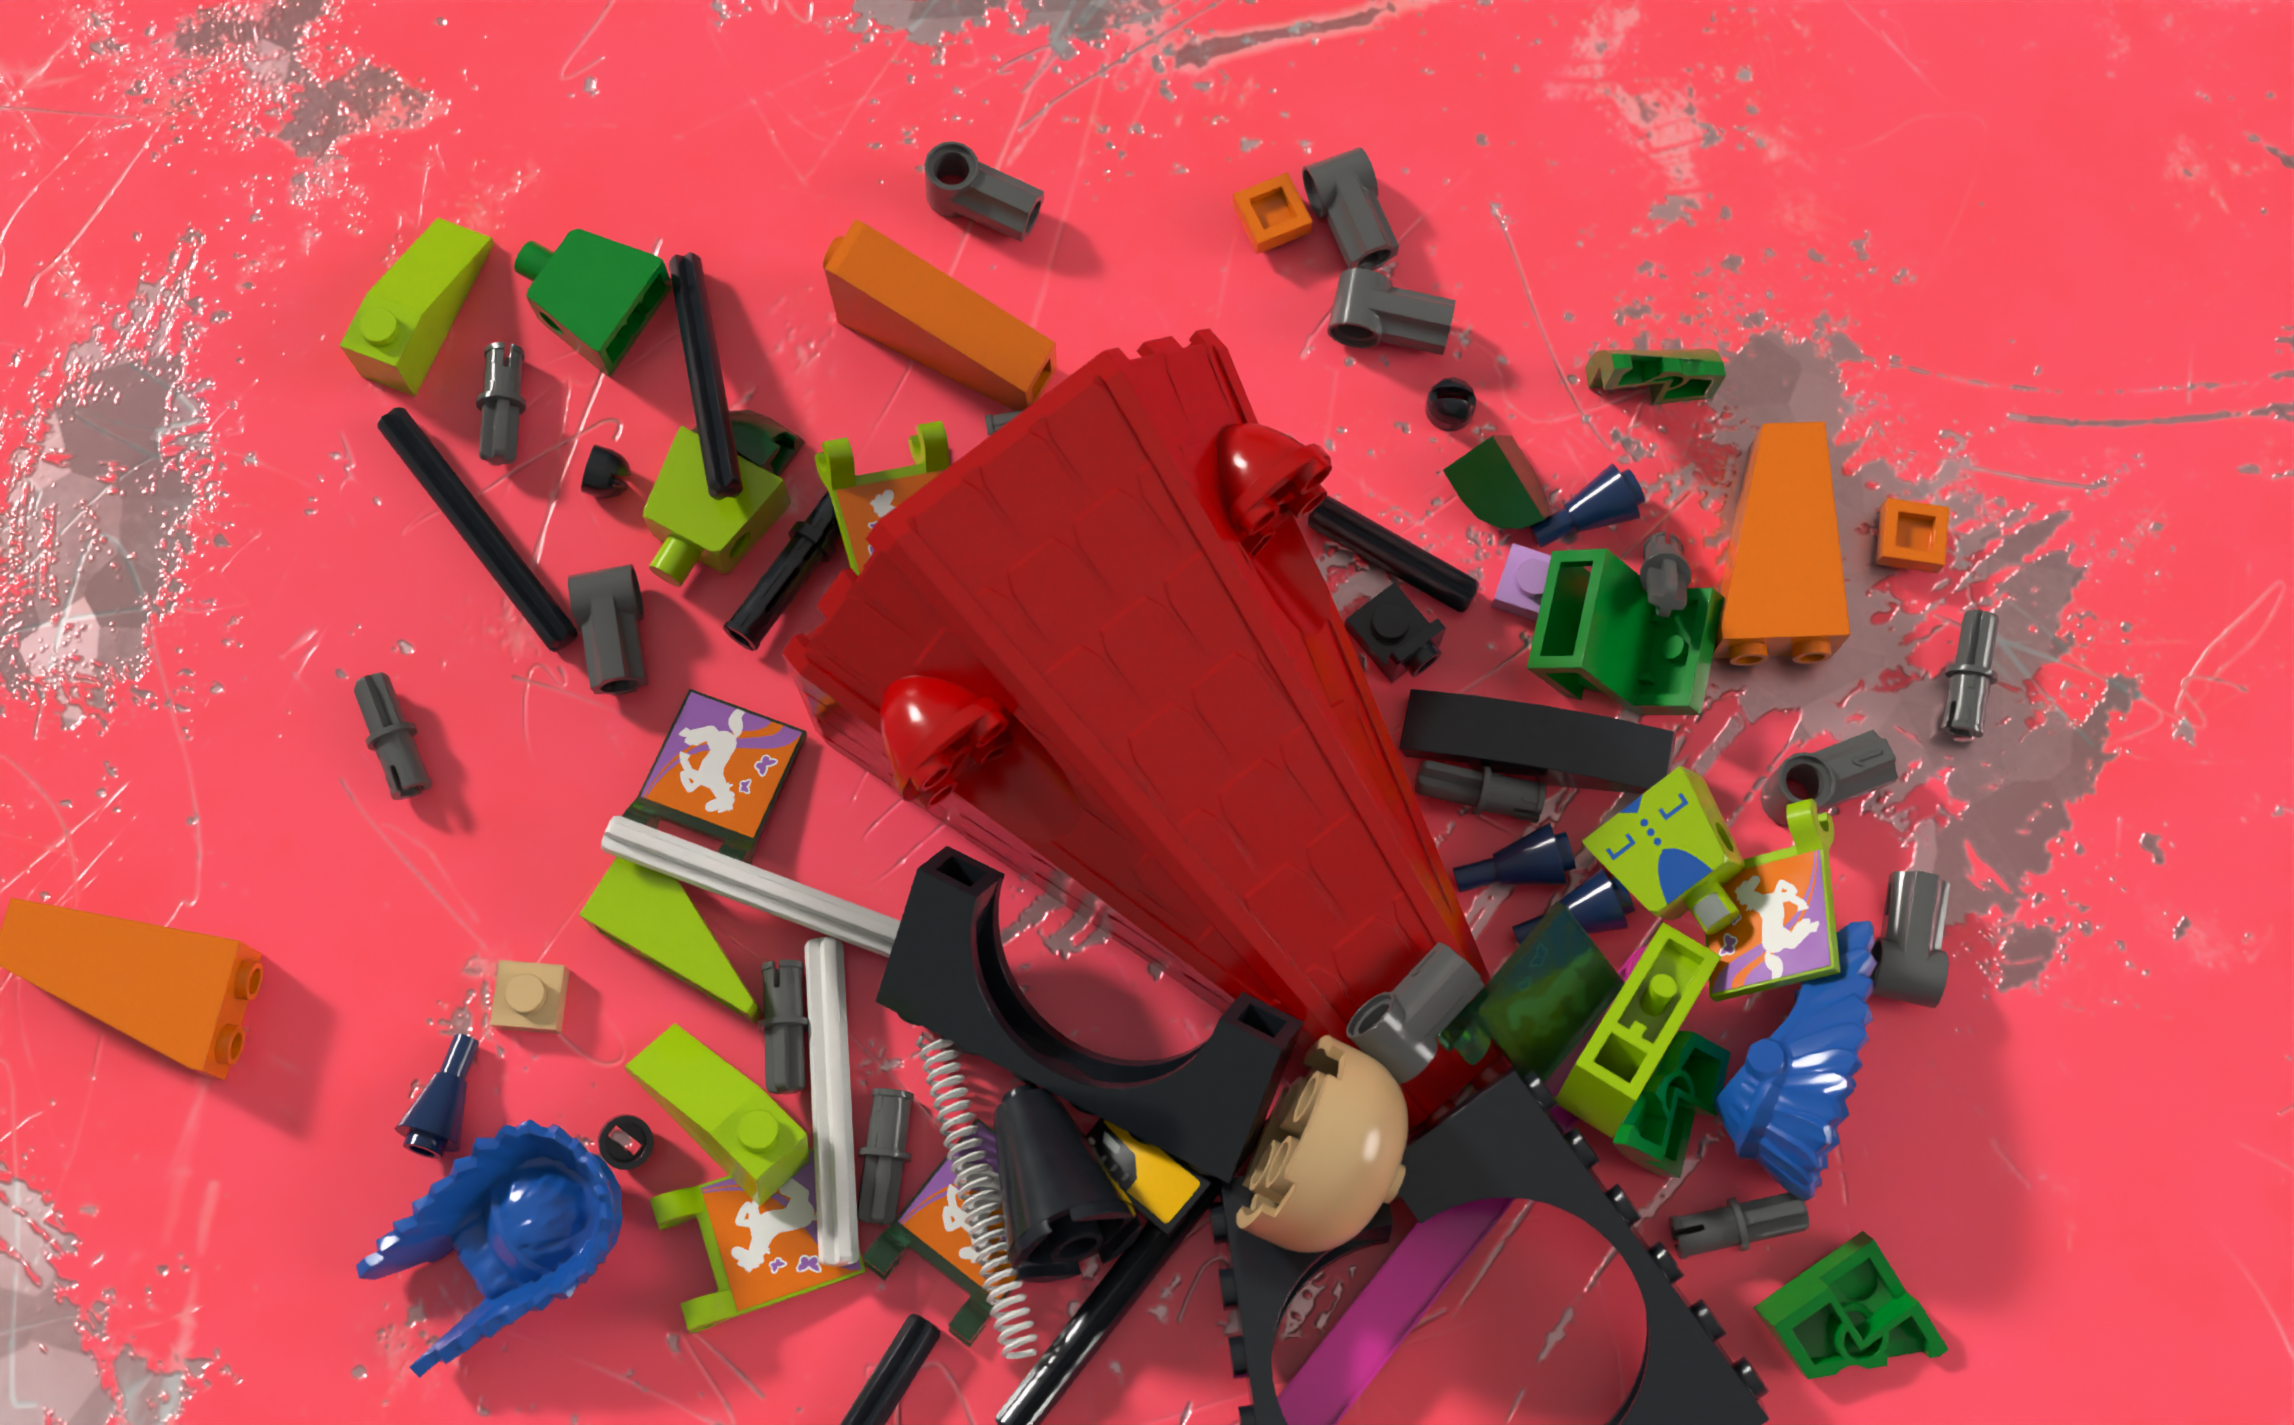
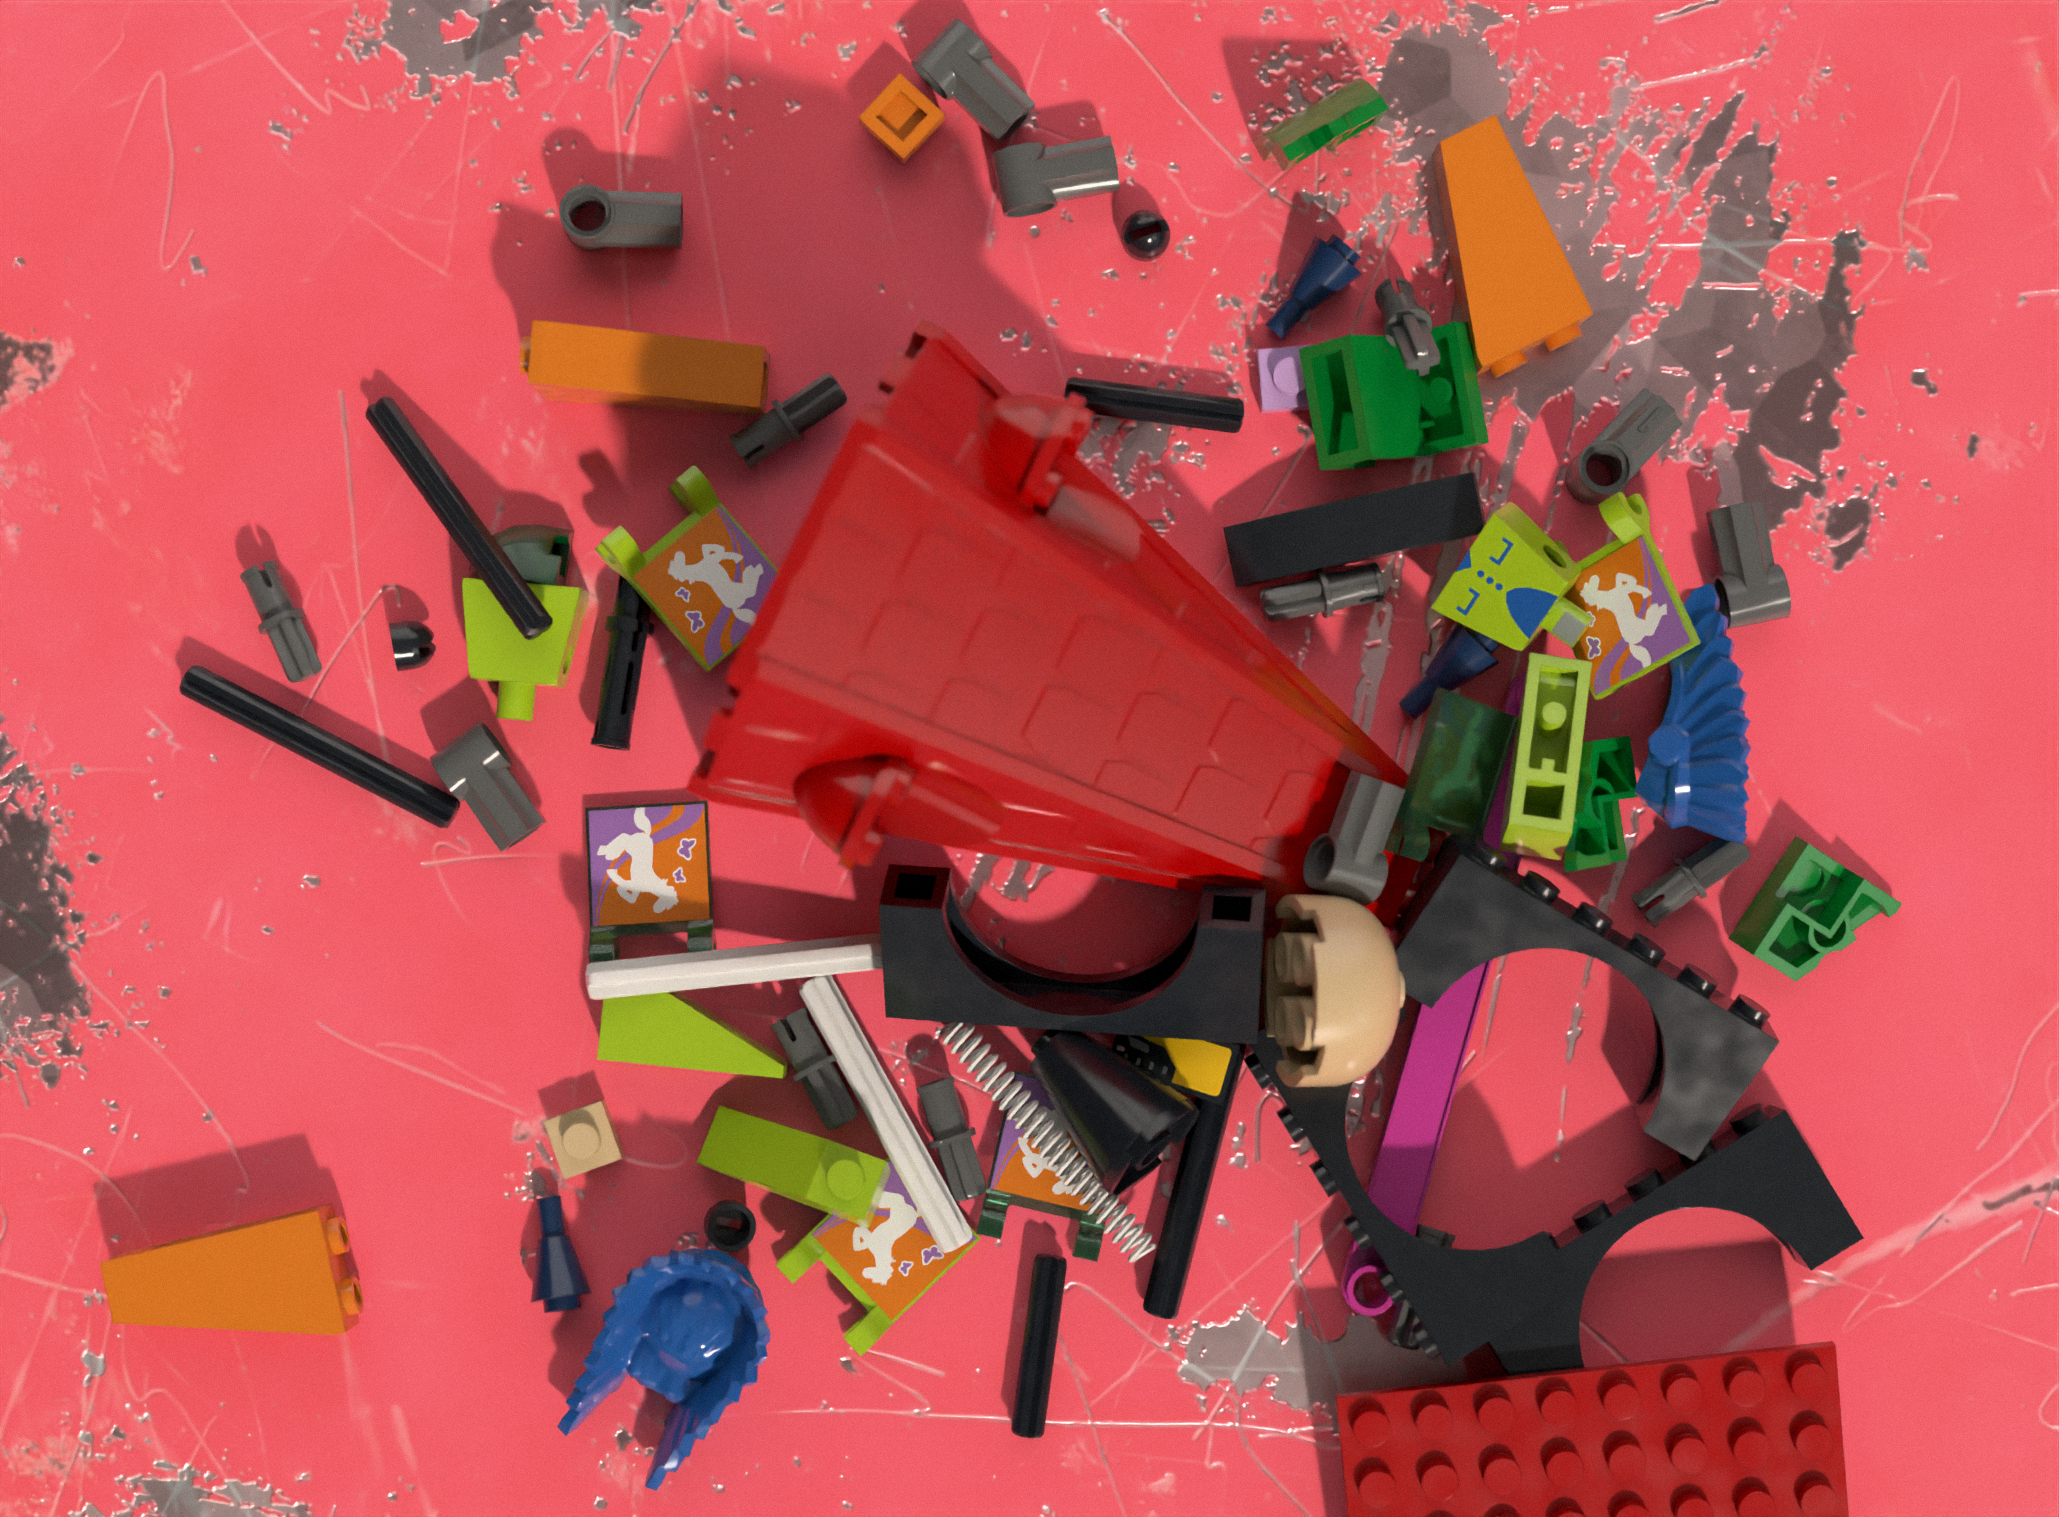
camera: 25 degrees left, 15 degrees up
(391, 736) = (345, 969): dark grey axle -> none
(415, 306) = (154, 558): lime slope -> none
(594, 293) = (311, 478): green torso -> none
(1396, 634) = (1188, 480): black bracket -> none
(1499, 484) = (1225, 298): dark green brick -> none
(1531, 860) = (1393, 637): dark blue cone -> none
(1912, 535) = (1612, 183): orange plate -> none
(1971, 675) = (1711, 294): dark grey axle -> none

